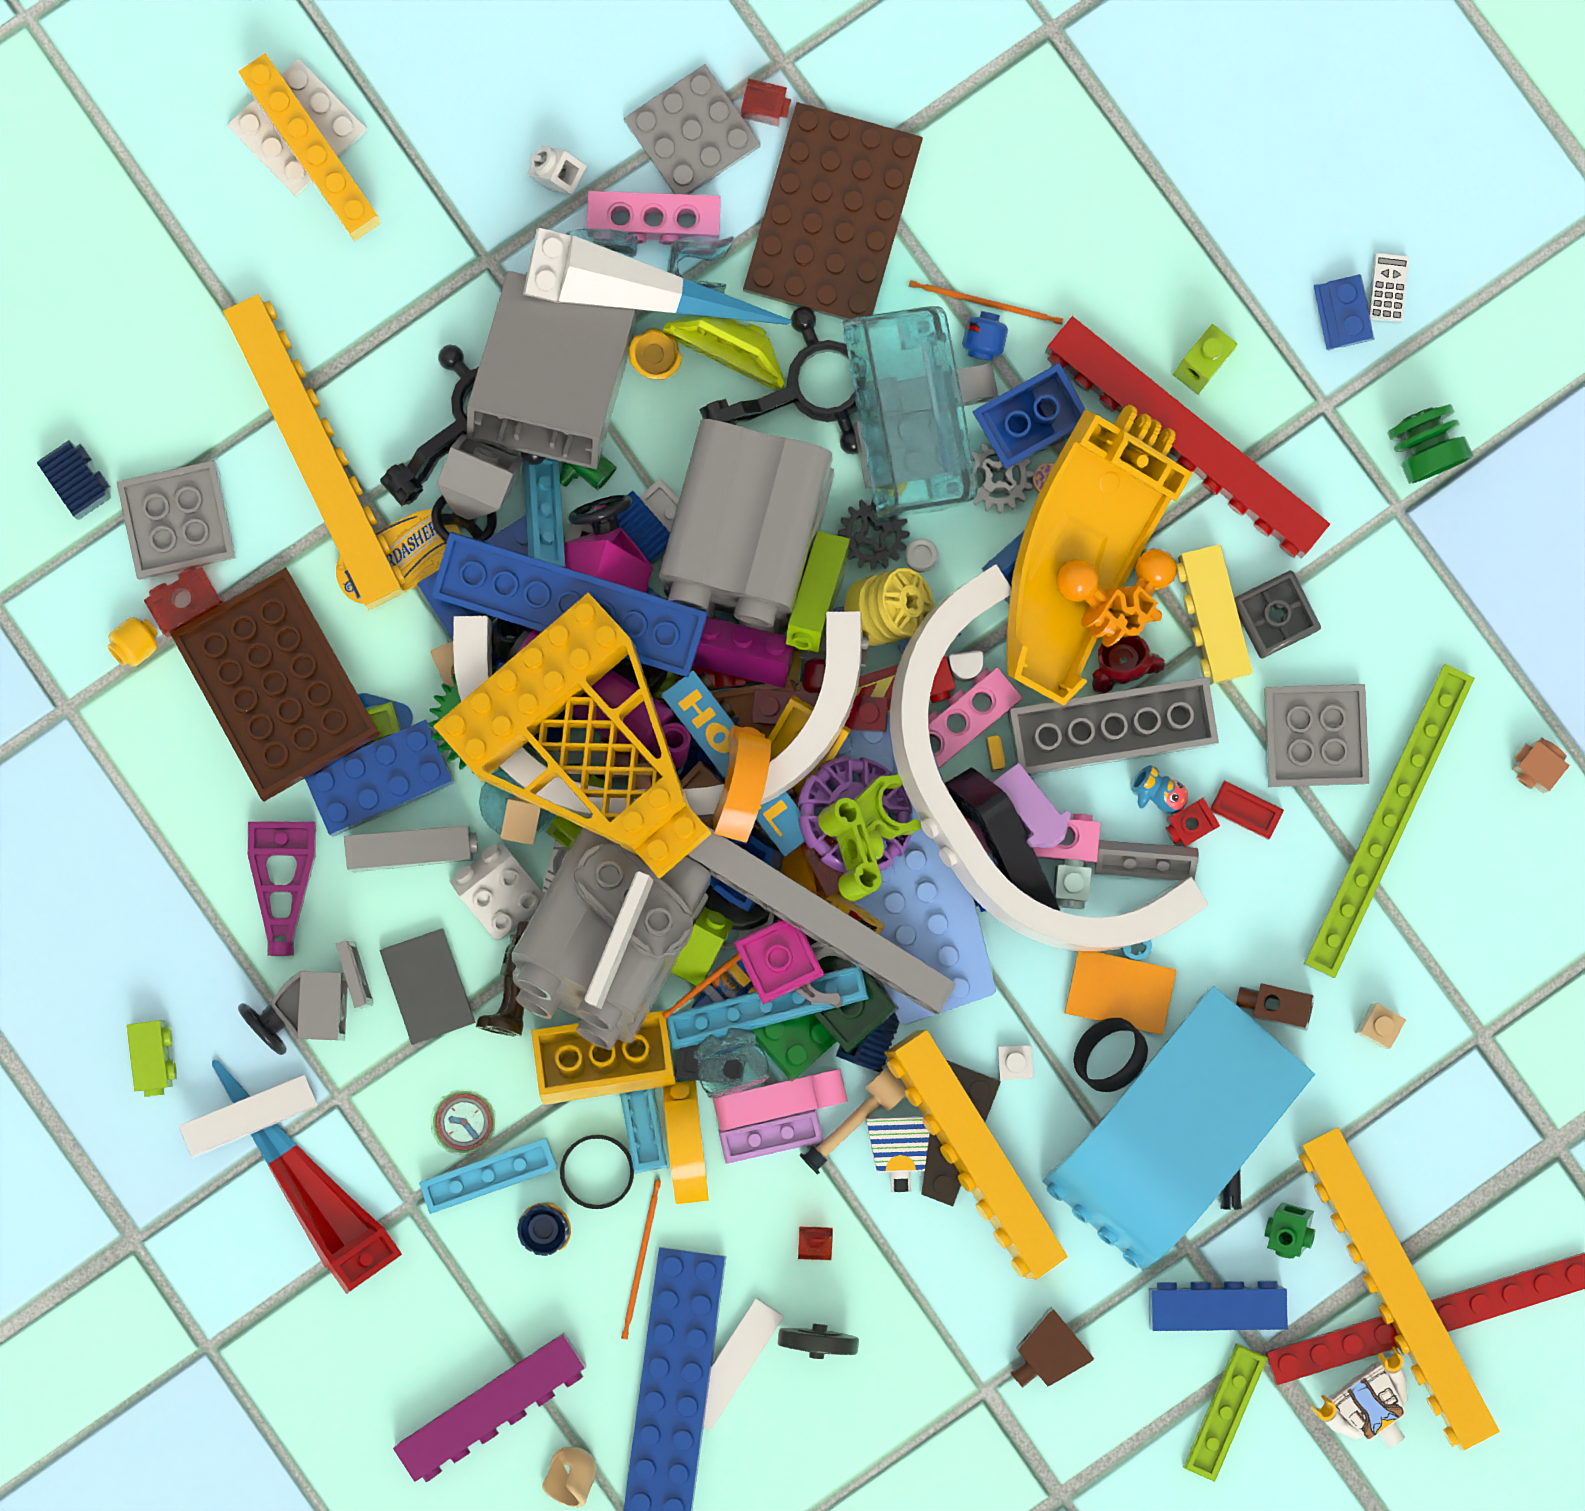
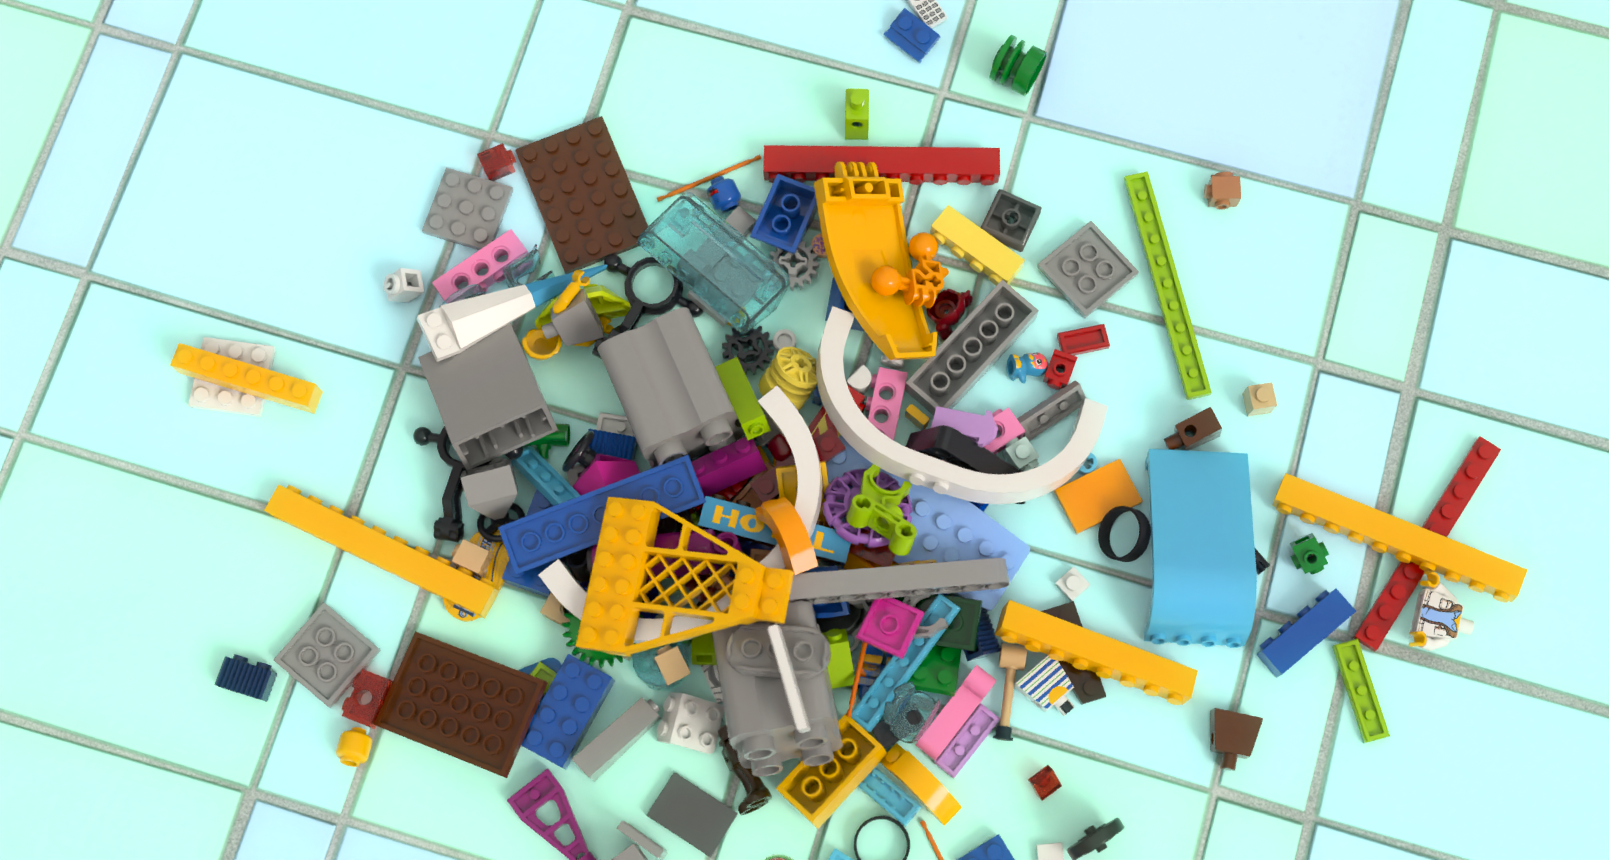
camera: 30 degrees left, 10 degrees down
(402, 535) = (471, 557): none -> tan brick
(711, 357) = (575, 316): none -> light grey torso

